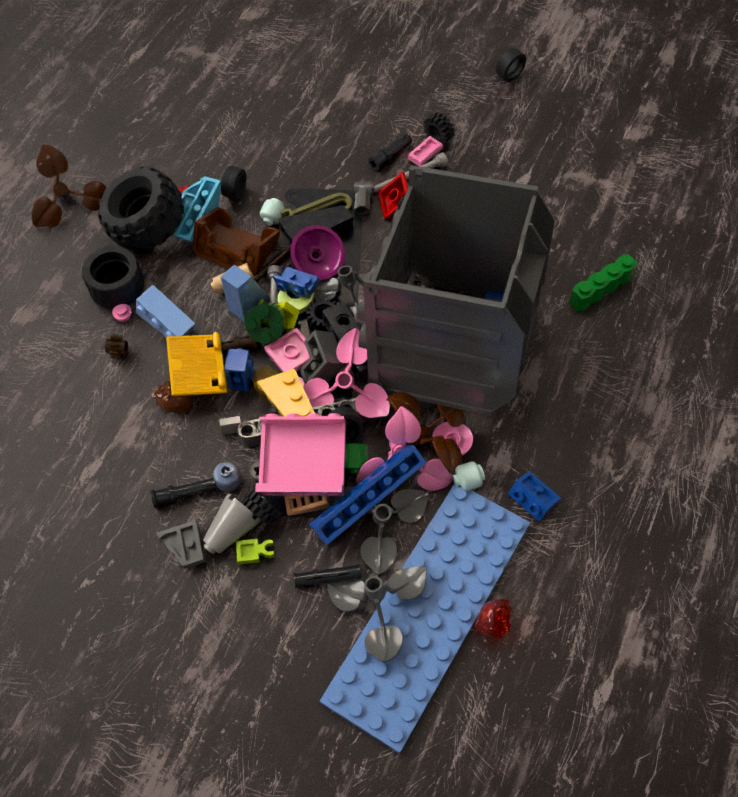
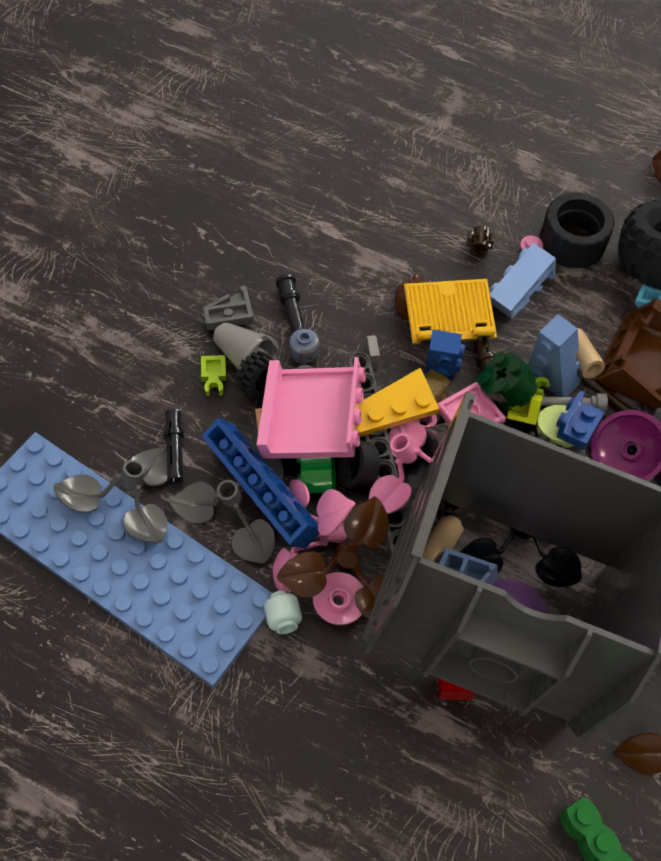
camera: 90 degrees right, 0 degrees up
(494, 618) = (88, 621): clear red hair -> none
(533, 495) = (251, 697): blue bracket -> none

